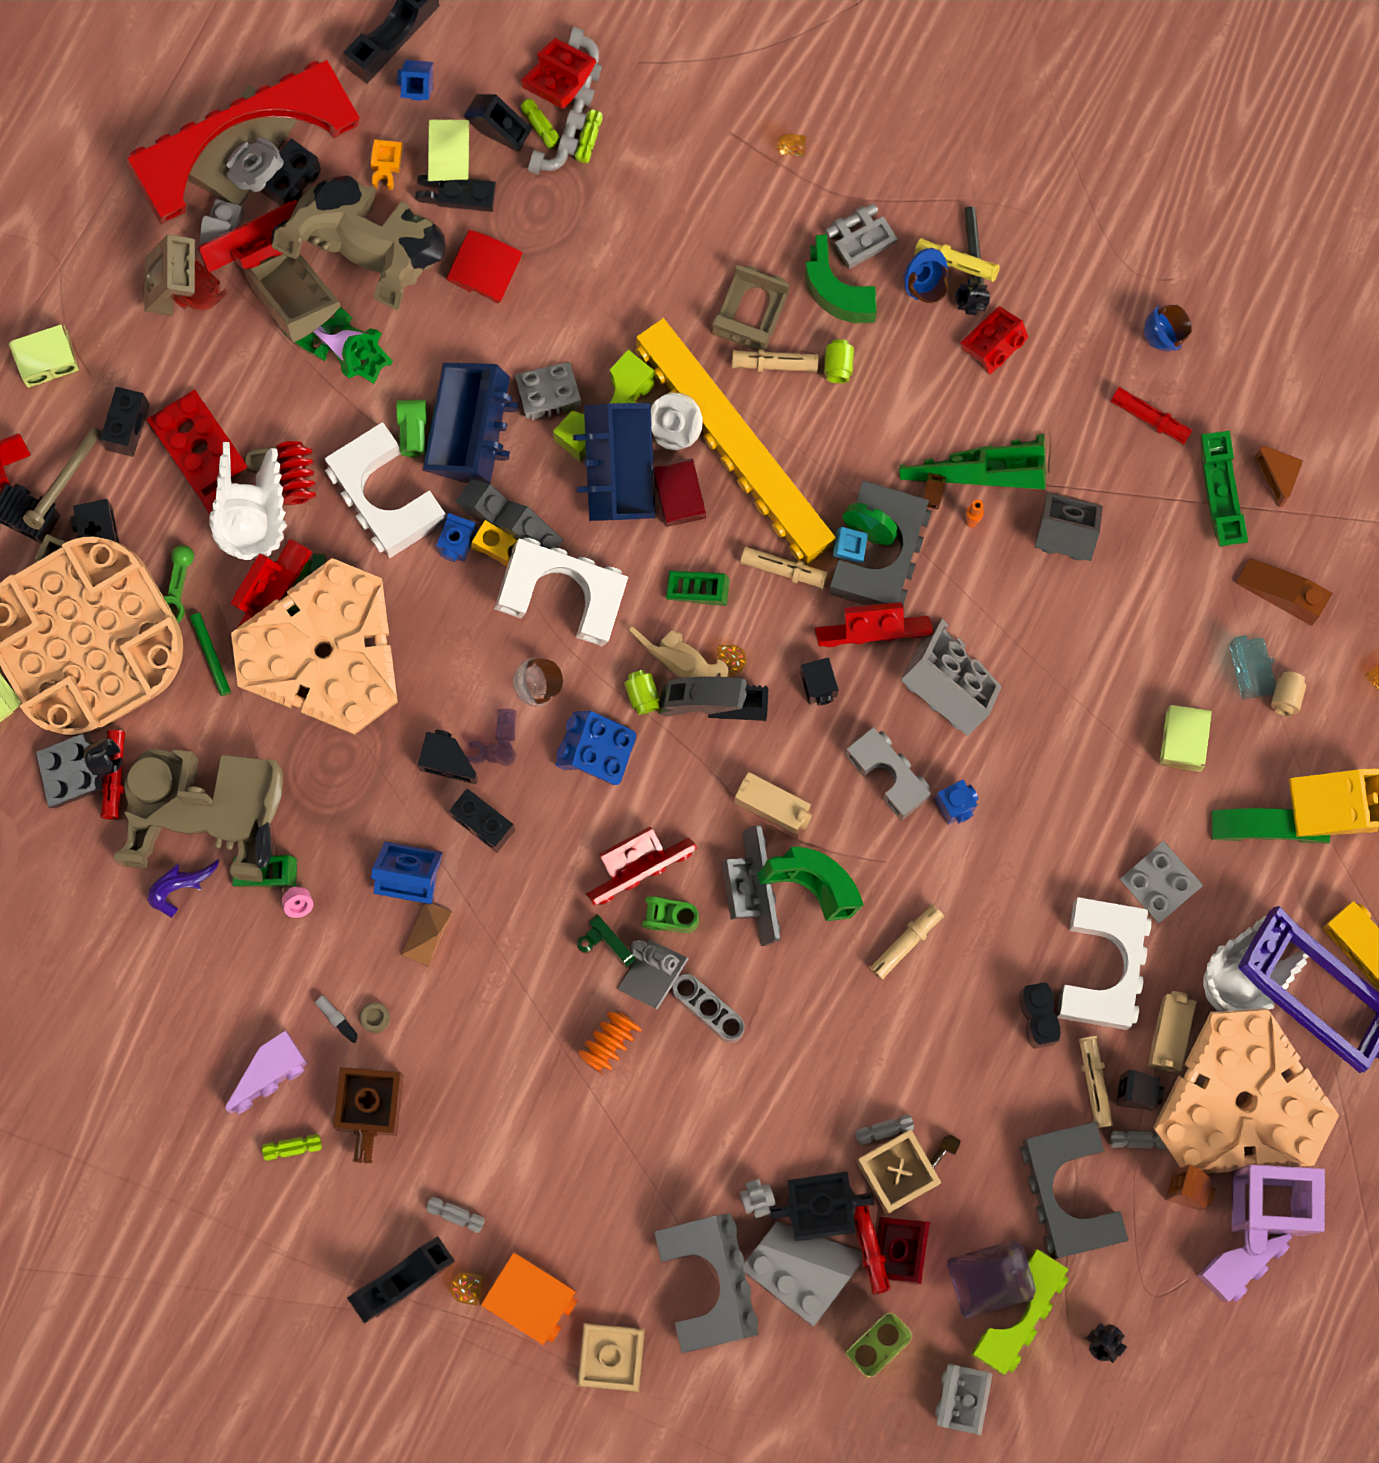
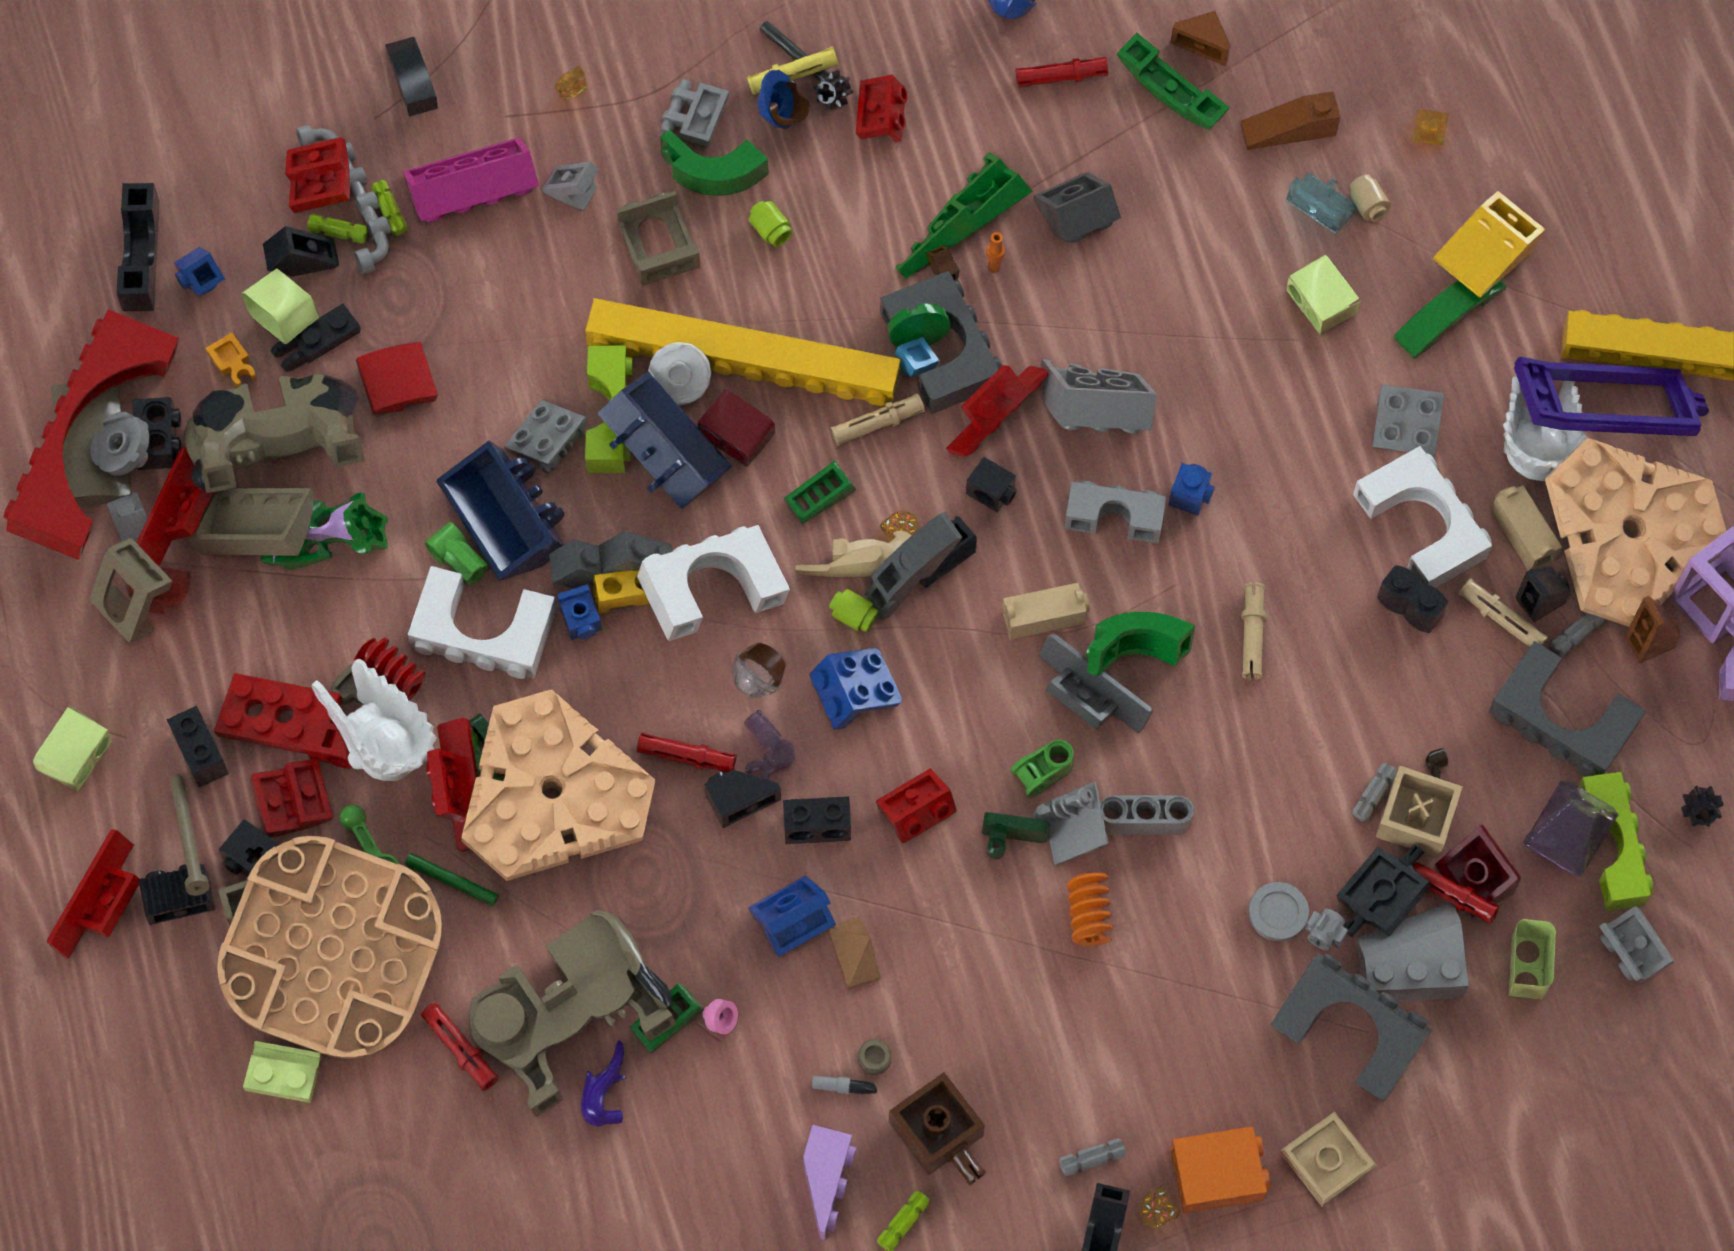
camera: 40 degrees left, 10 degrees down
(76, 768) = (424, 1064): plate -> none
(156, 508) = (291, 798): none -> red slope
(443, 703) = (678, 751): none -> red pin
(560, 867) = (917, 805): none -> red bracket
(635, 860) = (975, 746): bracket -> none
(660, 160) = (471, 179): none -> dark pink slope
(687, 50) = (412, 76): none -> black slope
(727, 220) = (572, 184): none -> light grey slope
(738, 1156) = (1278, 911): none -> light grey piece
(774, 361) = (706, 271): tan pin -> none

